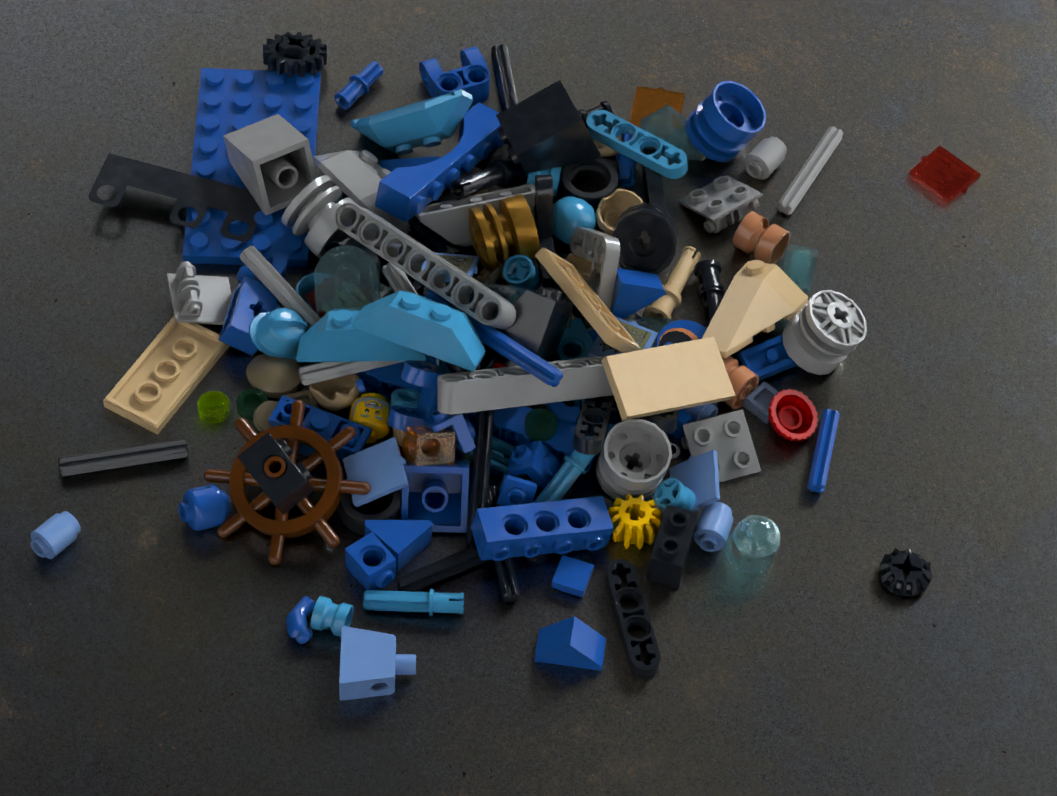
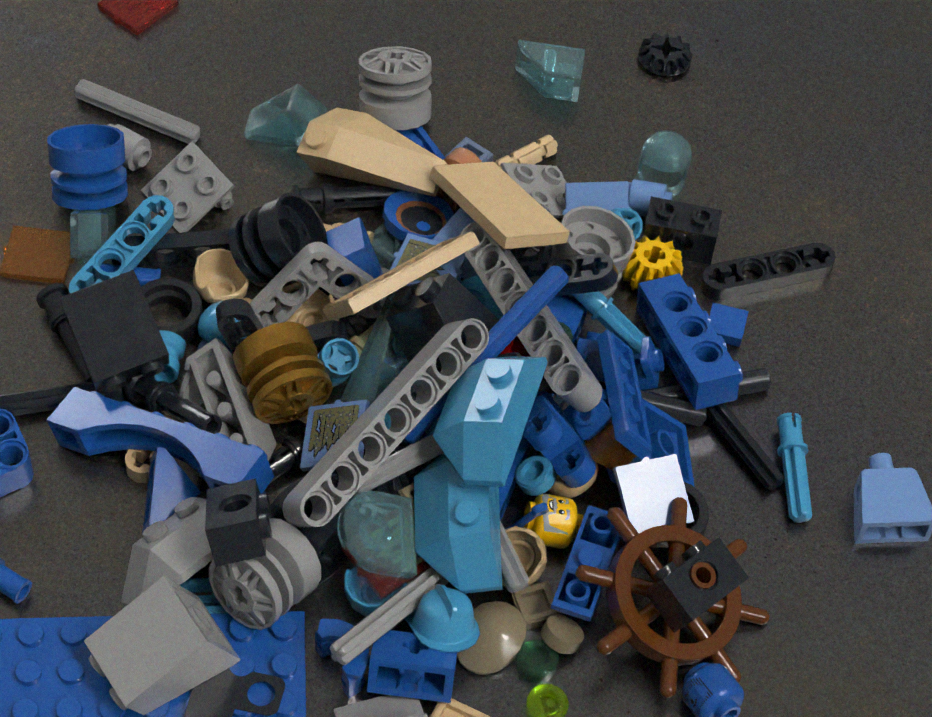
camera: 95 degrees left, 0 degrees up
(296, 620) = (842, 585): blue arm -> none
(331, 615) = (836, 546): dark azure wheel -> none
(345, 176) = (237, 522): none -> black brick
(370, 551) = (754, 523): blue brick -> none
(402, 537) = (720, 481): blue slope -> none
(416, 123) = (88, 486): dark azure wedge -> none
(465, 449) = (624, 394): none -> blue tile
(570, 644) = (817, 327): blue slope -> none
(764, 240) = (252, 148): nougat wheel -> none
(768, 445) = (532, 152): none -> tan axle
(792, 415) = (493, 130): red hat -> none
(823, 451) = (527, 111): blue axle -> none
(869, 471) = (551, 68): none -> clear light blue slope

